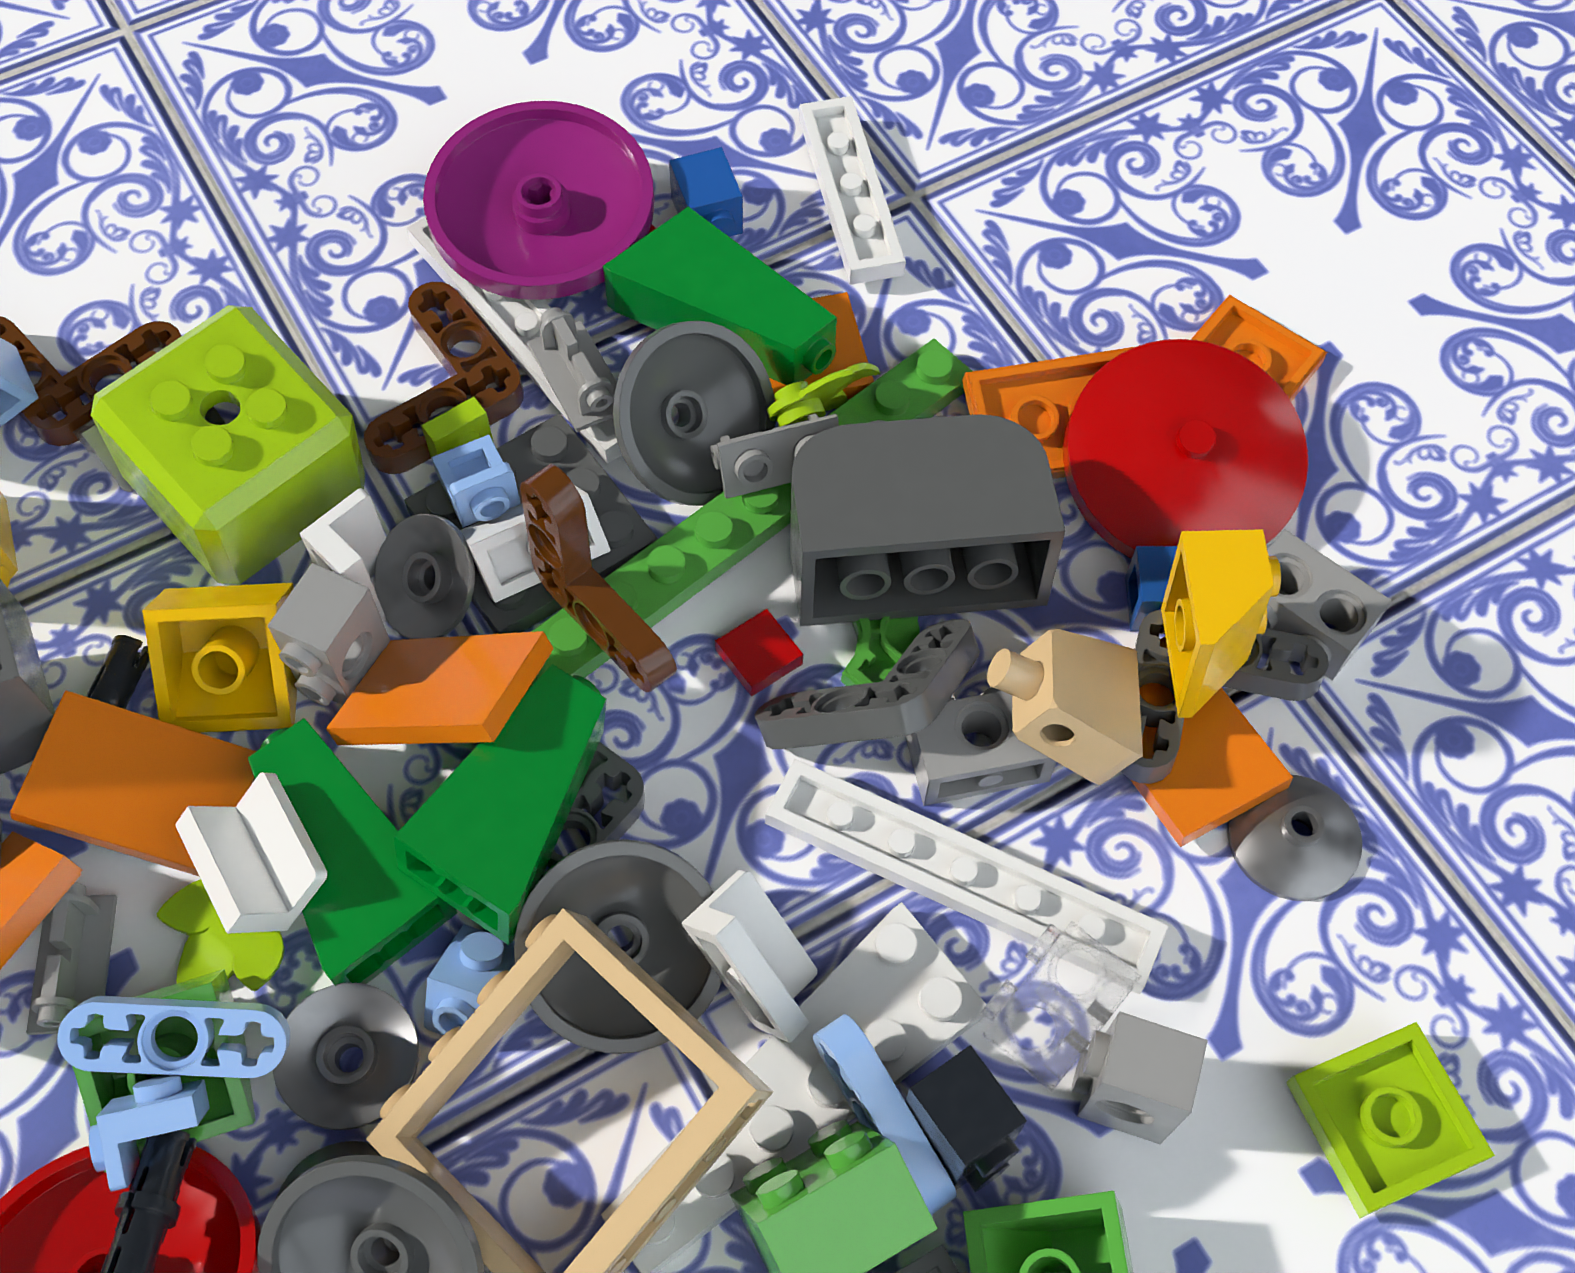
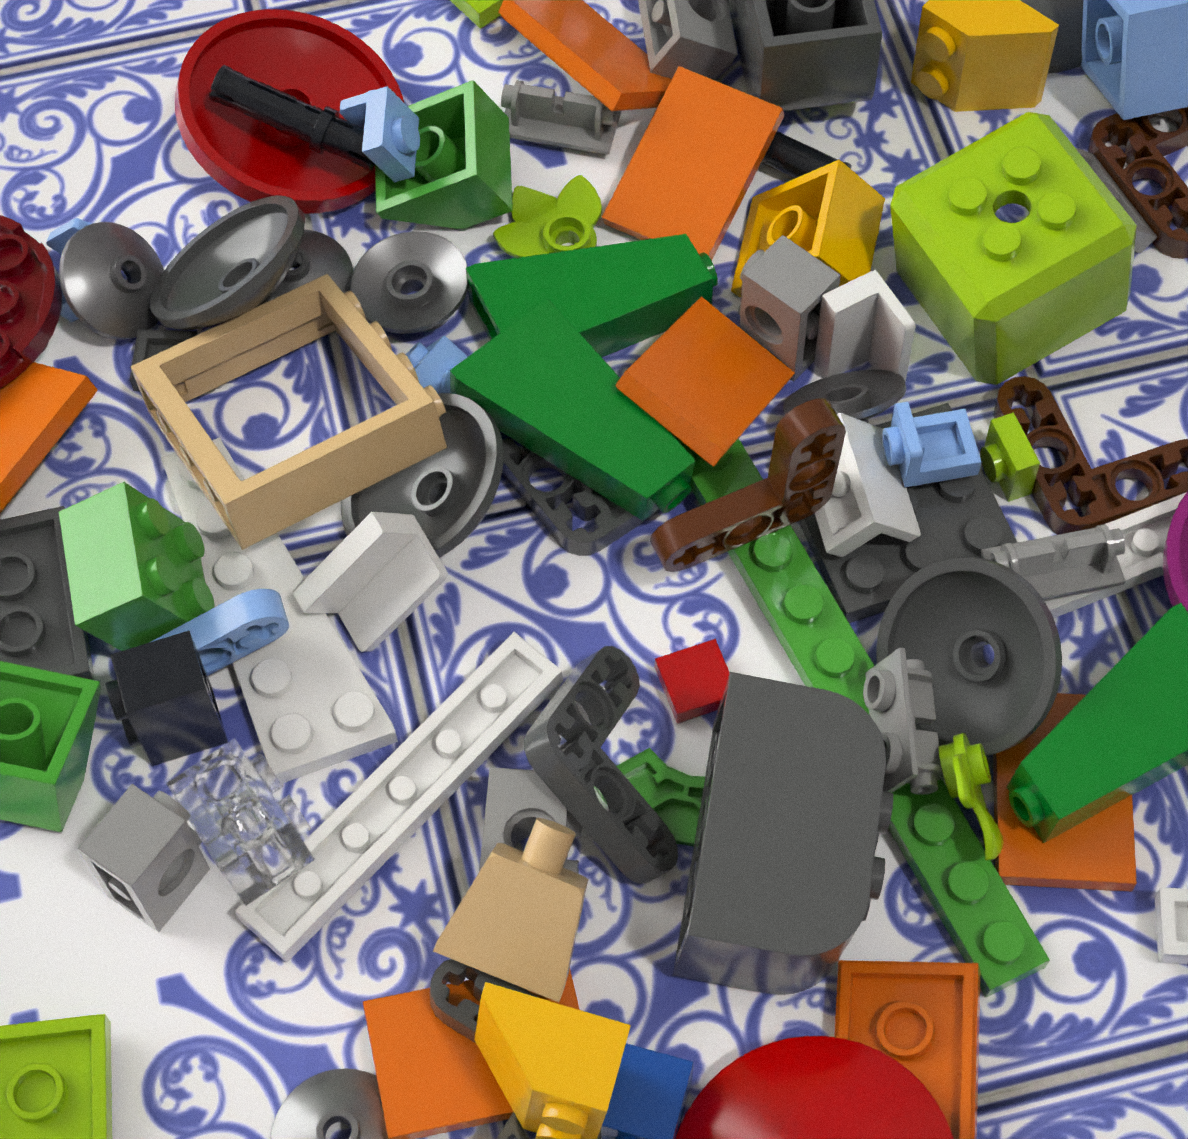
camera: 110 degrees right, 0 degrees up
(119, 1015) = (428, 186): light blue beam -> none
(254, 858) = (584, 218): white panel -> none

